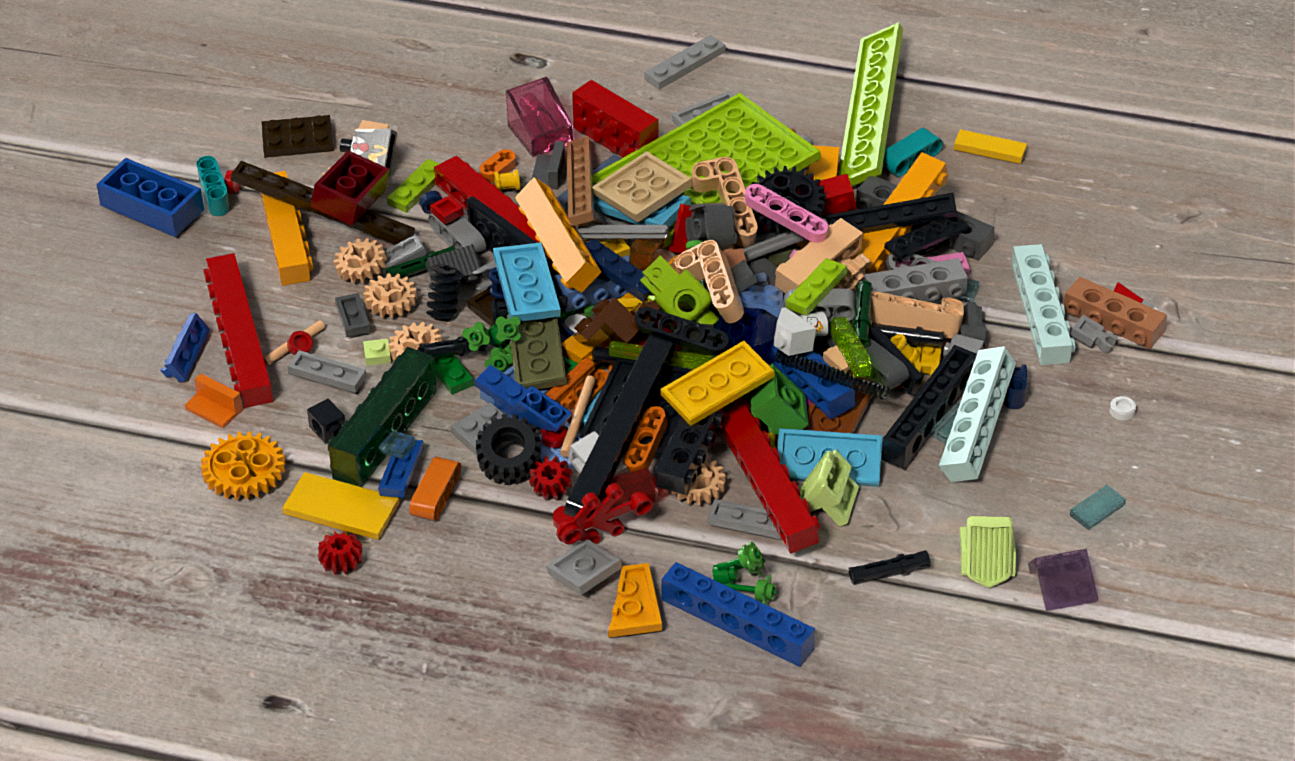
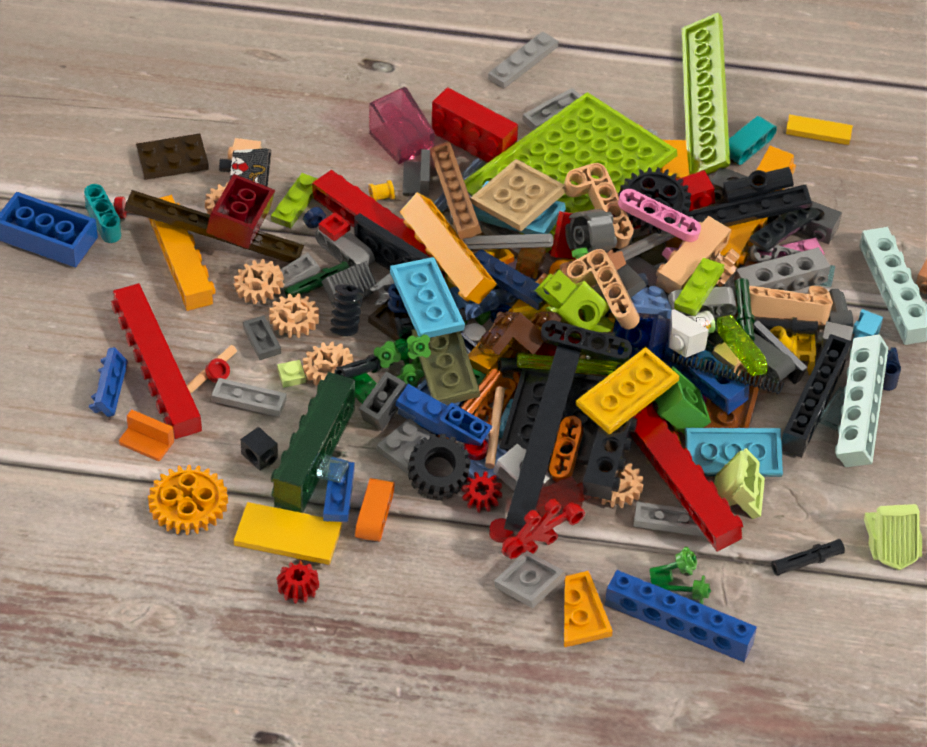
camera: 10 degrees left, 5 degrees up
(458, 386) = (381, 402): none -> dark grey brick
(501, 162) = (364, 174): orange beam -> none
(911, 189) = (745, 186): none -> black piece
(1002, 337) = (867, 324): none -> medium azure brick

